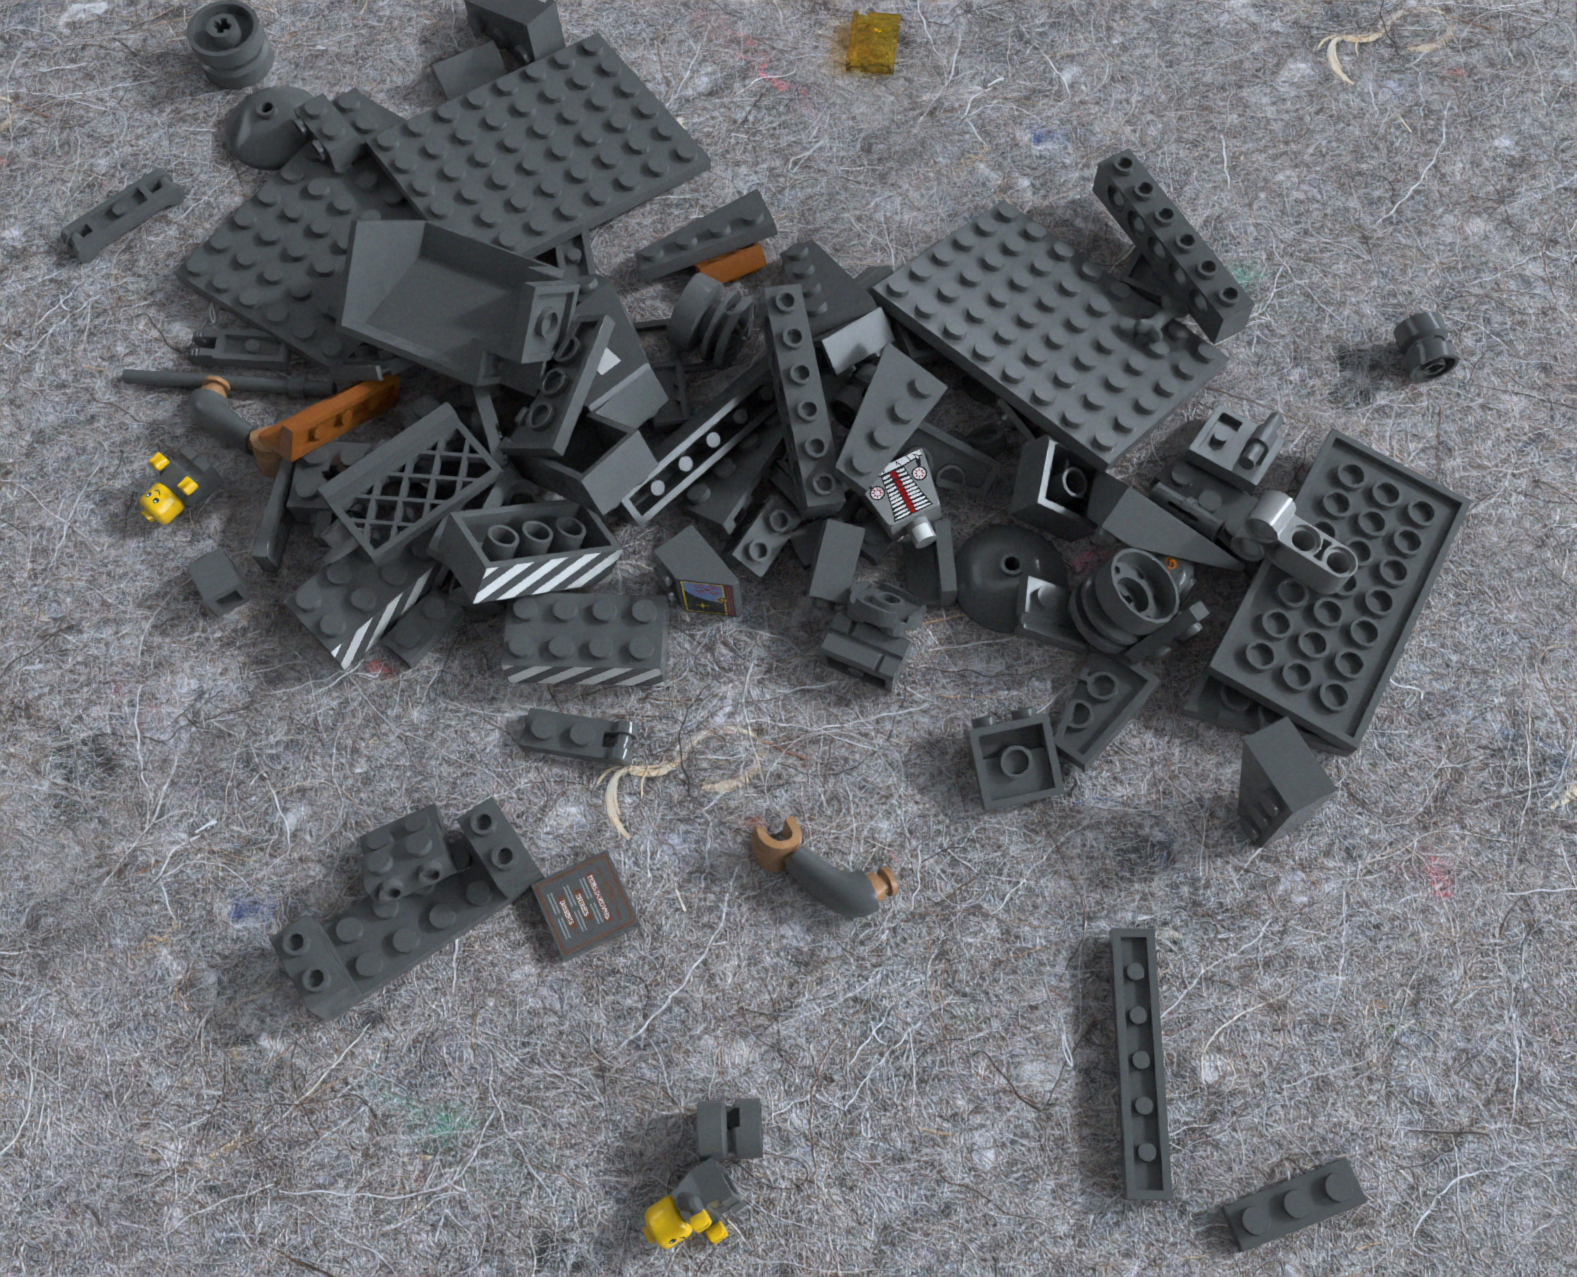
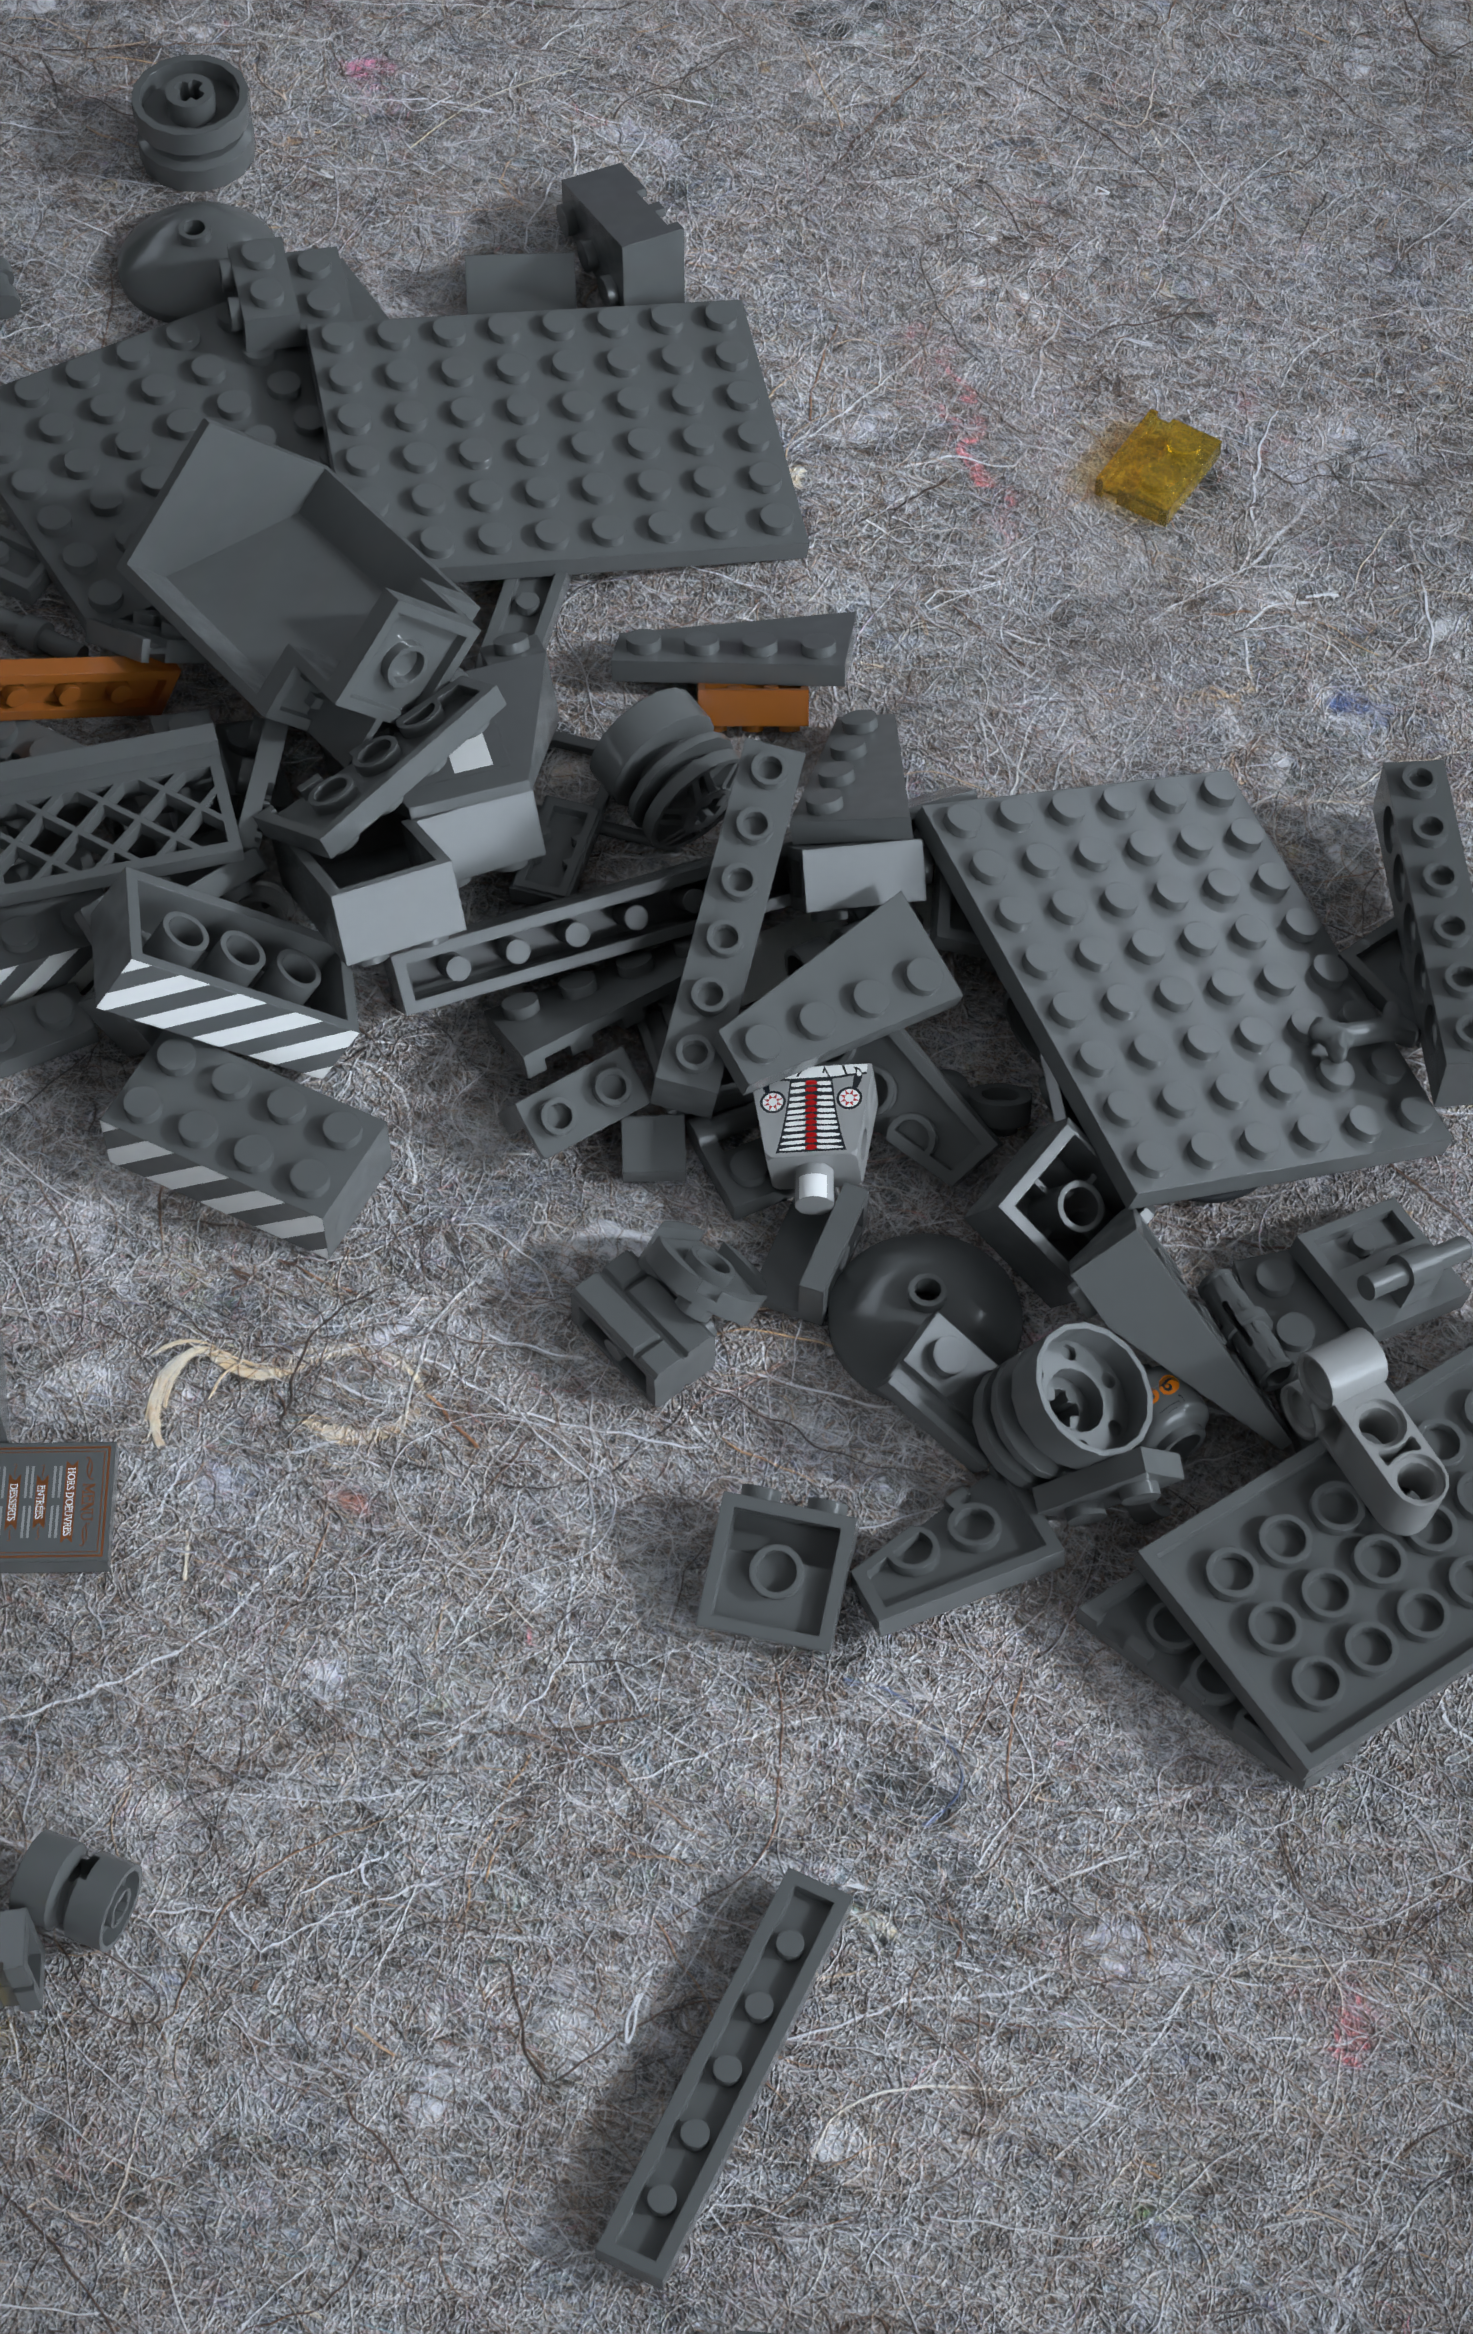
camera: 20 degrees right, 10 degrees down
(578, 737) = (163, 1274): dark grey plate -> none
(696, 576) = (445, 1114): dark grey slope -> none
(833, 564) = (660, 1180): dark grey brick -> none
(841, 891) = (418, 1641): piece -> none
(1279, 783) = (1139, 1758): dark grey wedge -> none

